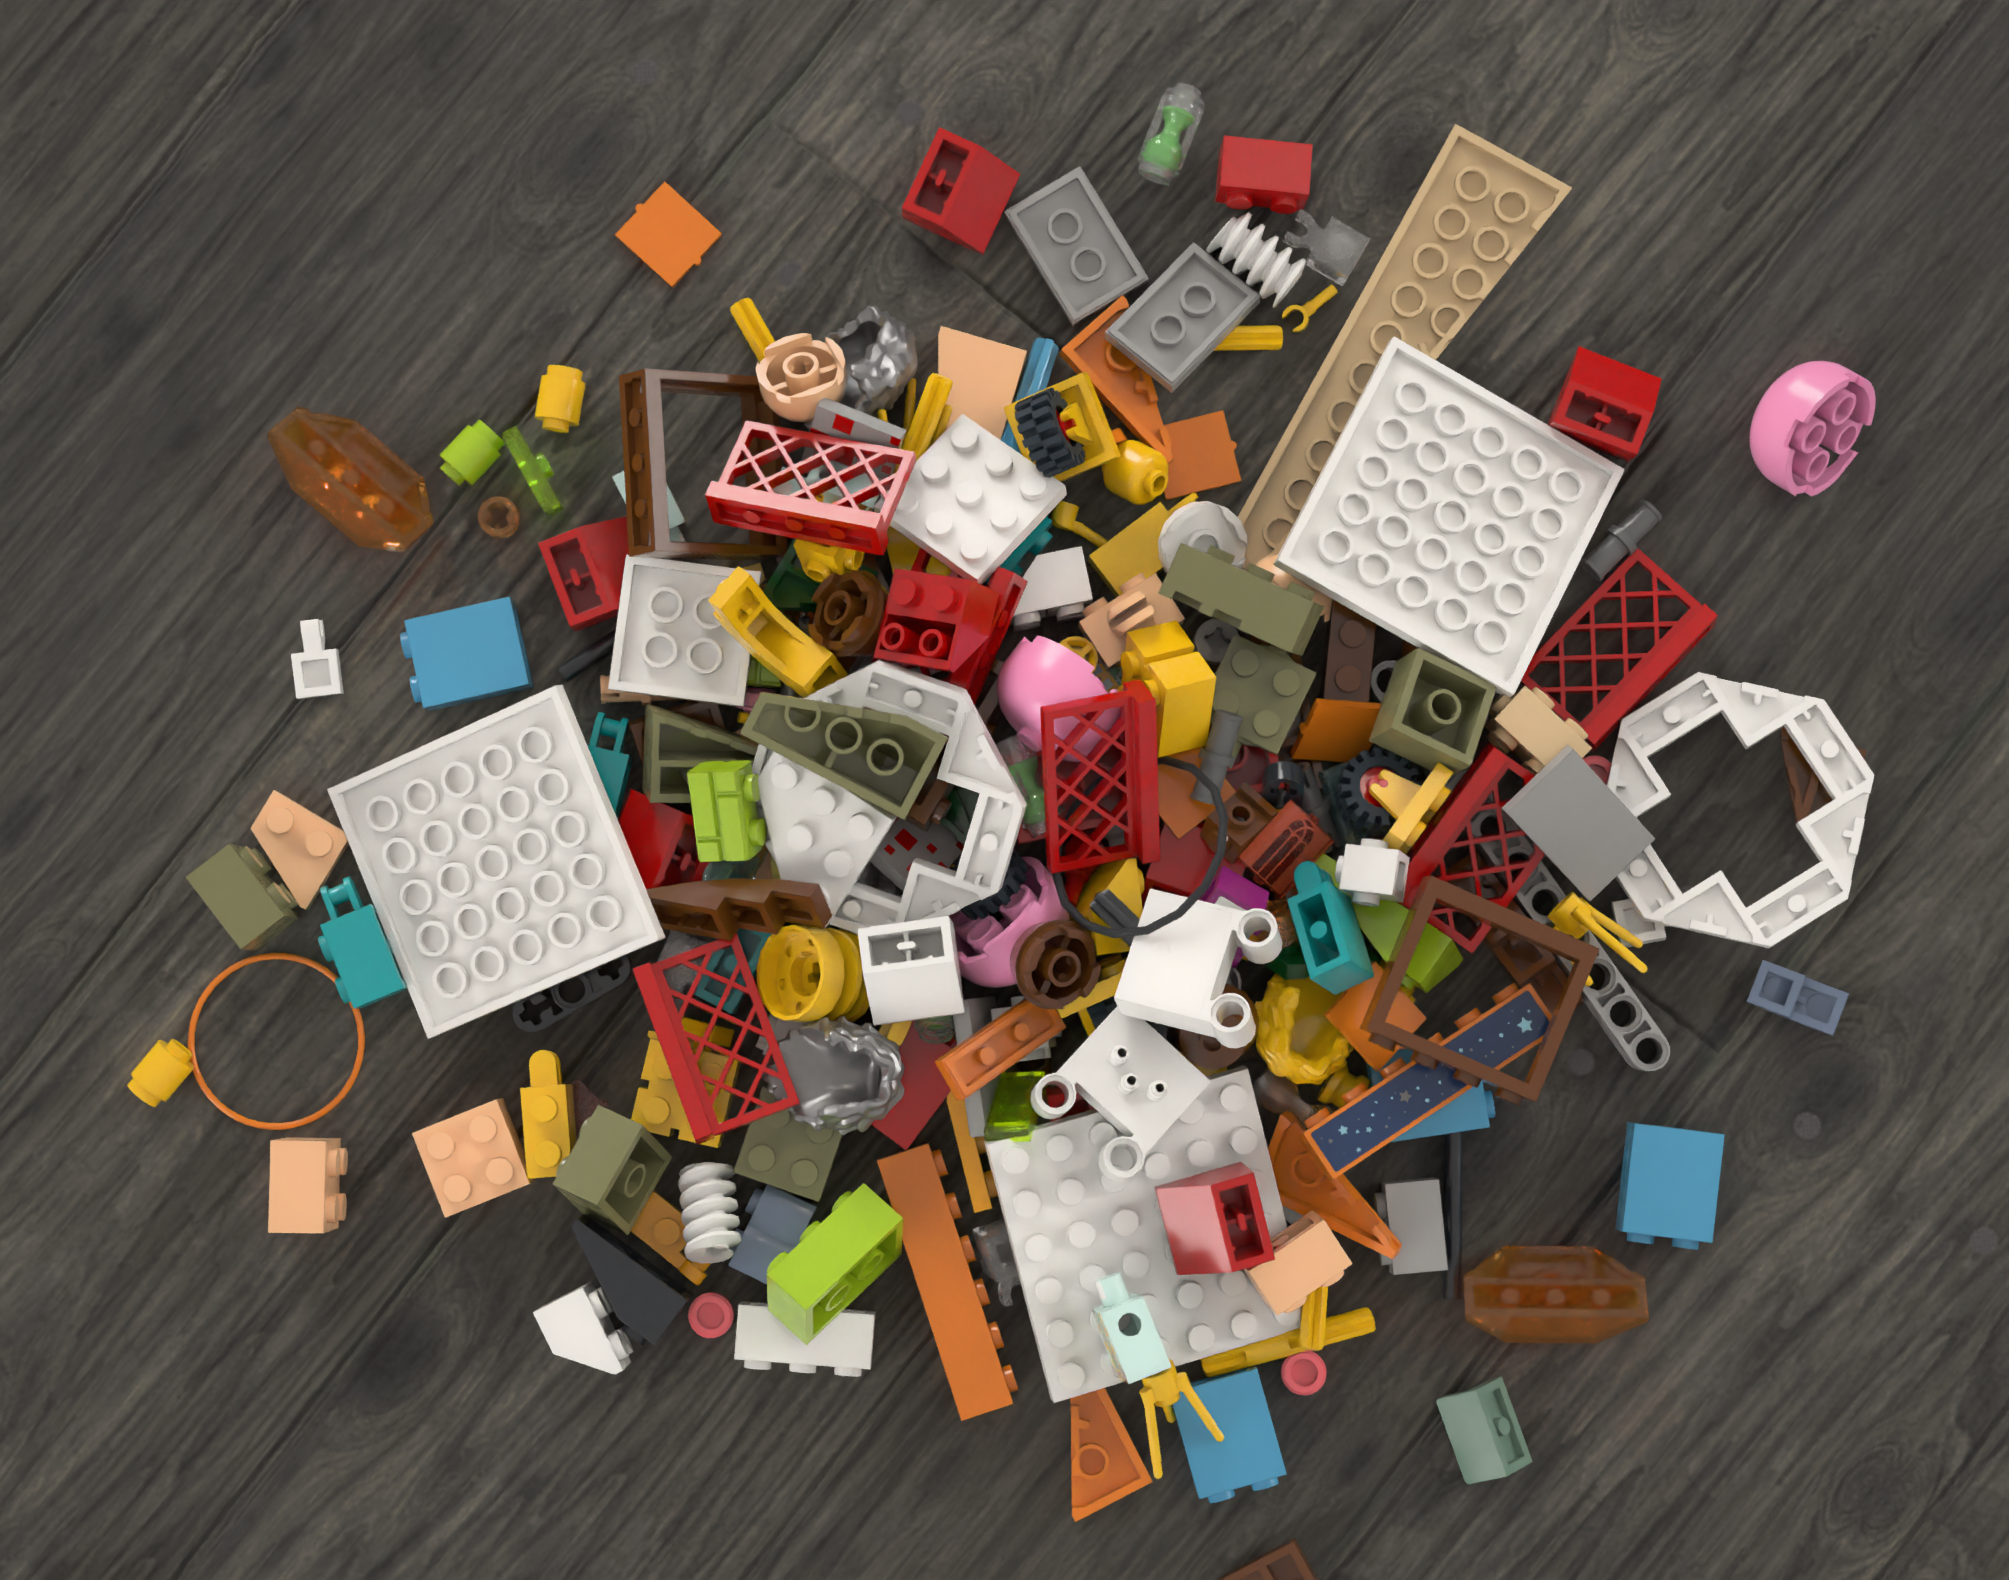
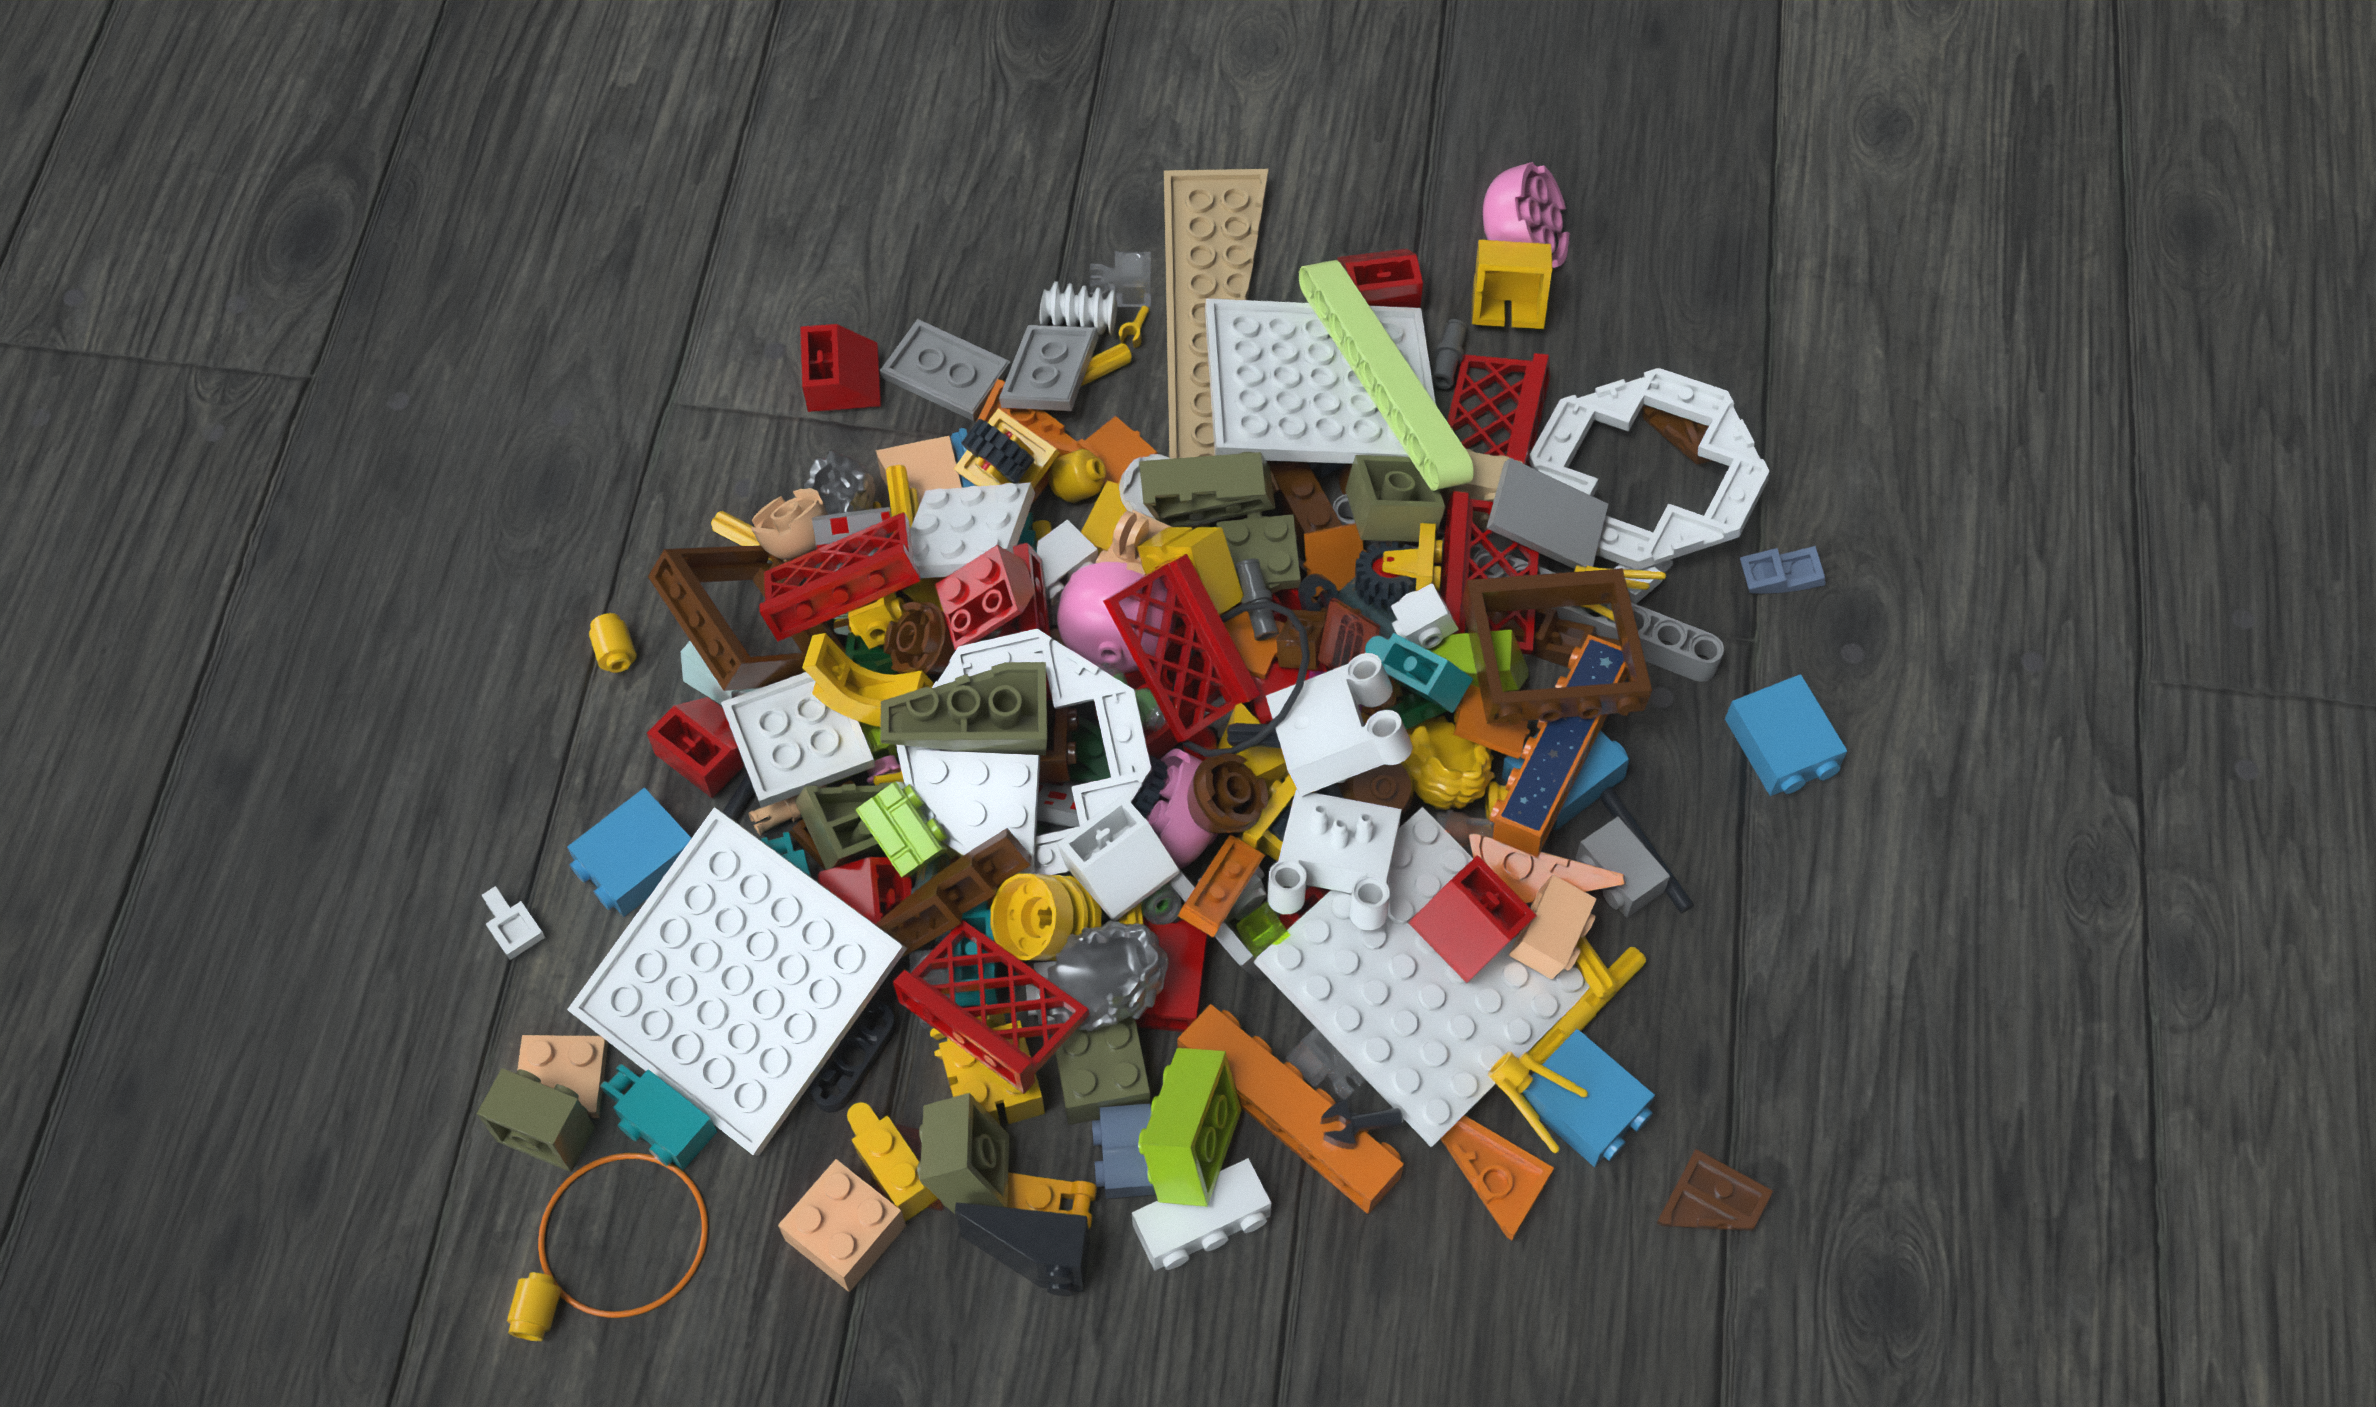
camera: 25 degrees left, 25 degrees down
(306, 1185) = (710, 1328): light nougat brick -> none
(352, 479) = (469, 777): clear orange wedge -> none
(471, 453) = (561, 713): lime brick -> none
(512, 517) = (601, 739): clear orange bush -> none
(535, 470) = (617, 700): clear neon green plate -> none
(582, 1331) = (1012, 1306): white slope -> none
(668, 234) = (637, 505): orange piece -> none
(707, 1212) = (1064, 1153): white piece -> none
(711, 1314) = (1114, 1247): coral tile -> none
(980, 1183) = (1246, 998): light orange plate -> none
(994, 1344) = (1356, 1123): none -> black bar
(1137, 1348) = (1460, 1037): light aqua torso -> none
(1162, 153) = (972, 283): clear piece -> none
(1263, 174) = (1050, 256): red brick -> none
(1303, 1372) = (1613, 1025): coral tile -> none
(1484, 1431) = (1779, 989): sand green panel -> none
(1516, 556) = (1386, 376): none -> yellowish green beam
(1554, 1295) = (1765, 855): clear orange wedge -> none
(1755, 495) = (1511, 273): none -> yellow piece

